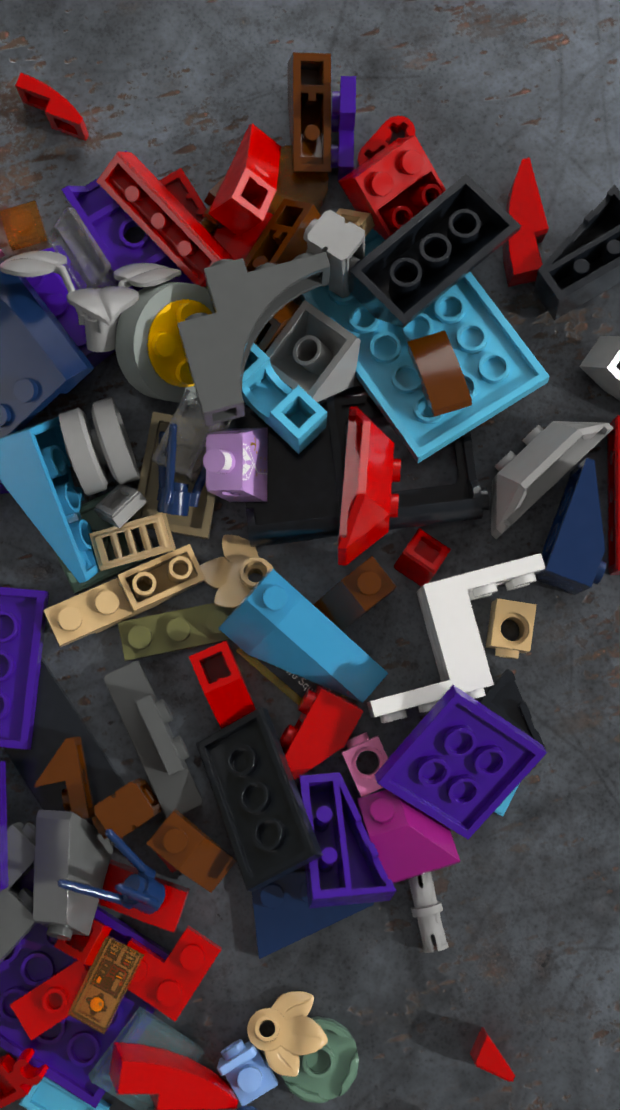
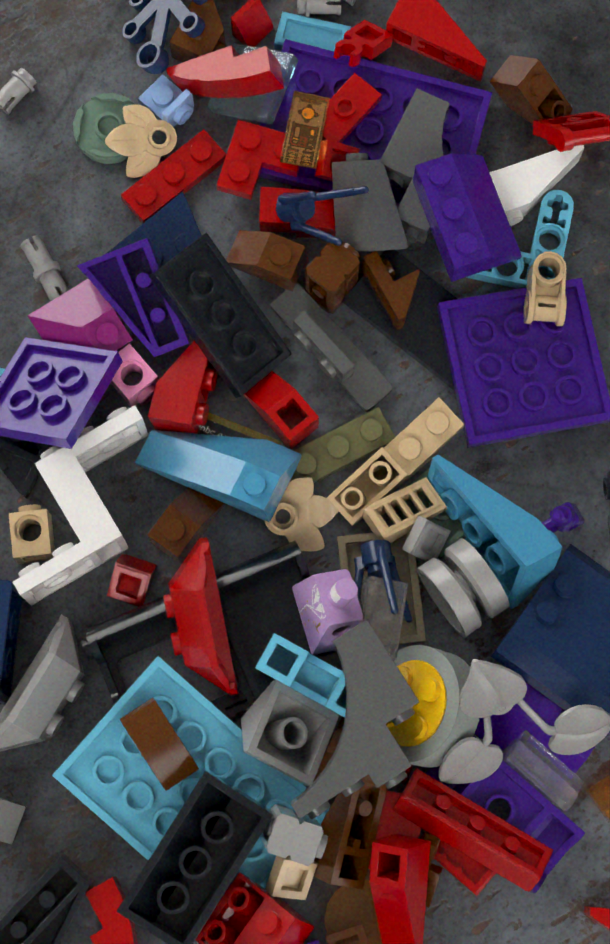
camera: 165 degrees right, 5 degrees down
(262, 980) = (173, 175): none -> red plate

